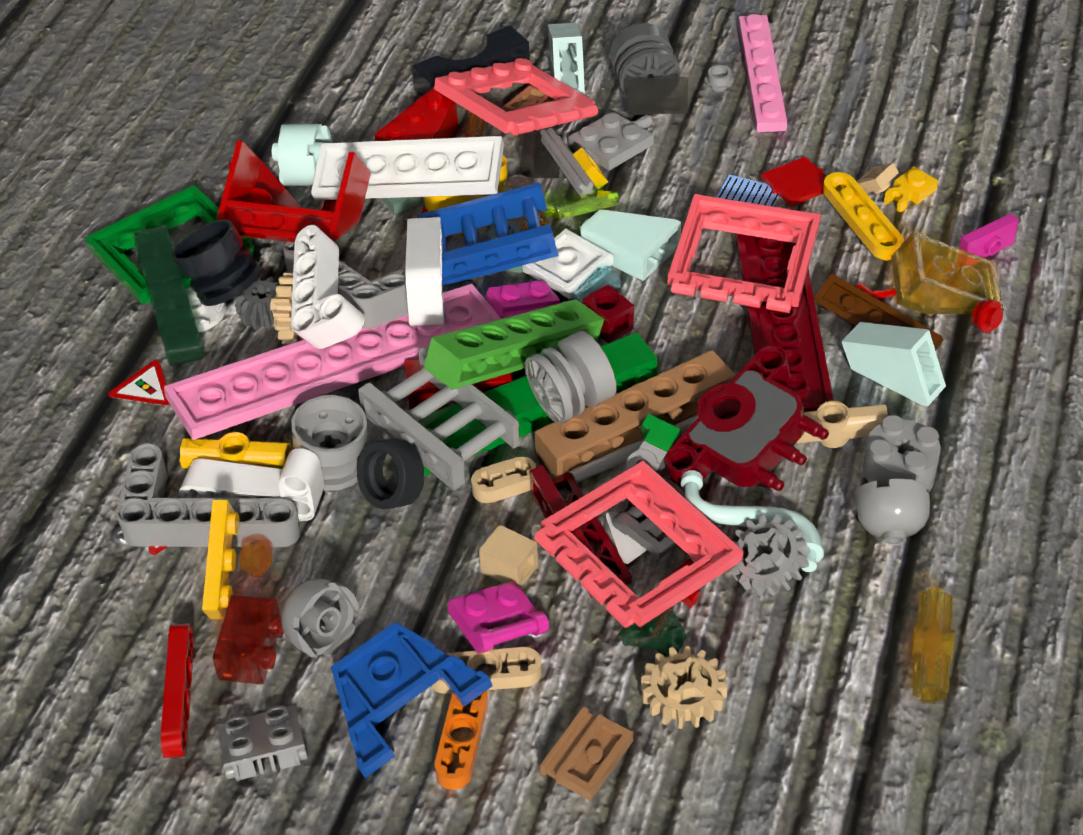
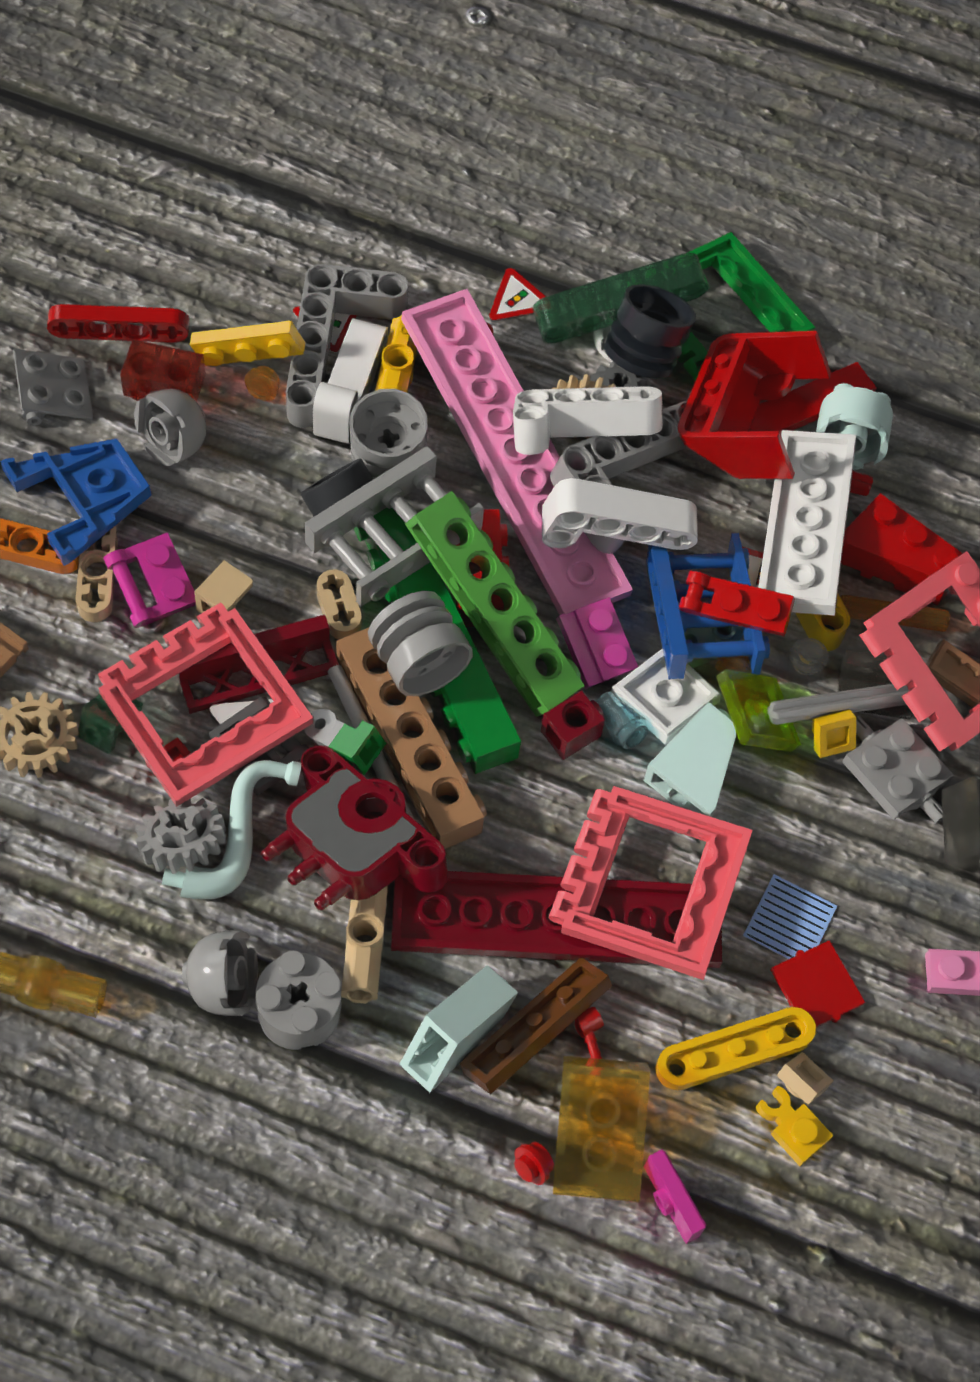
camera: 85 degrees right, 15 degrees up
(501, 194) = (738, 604): none -> red plate

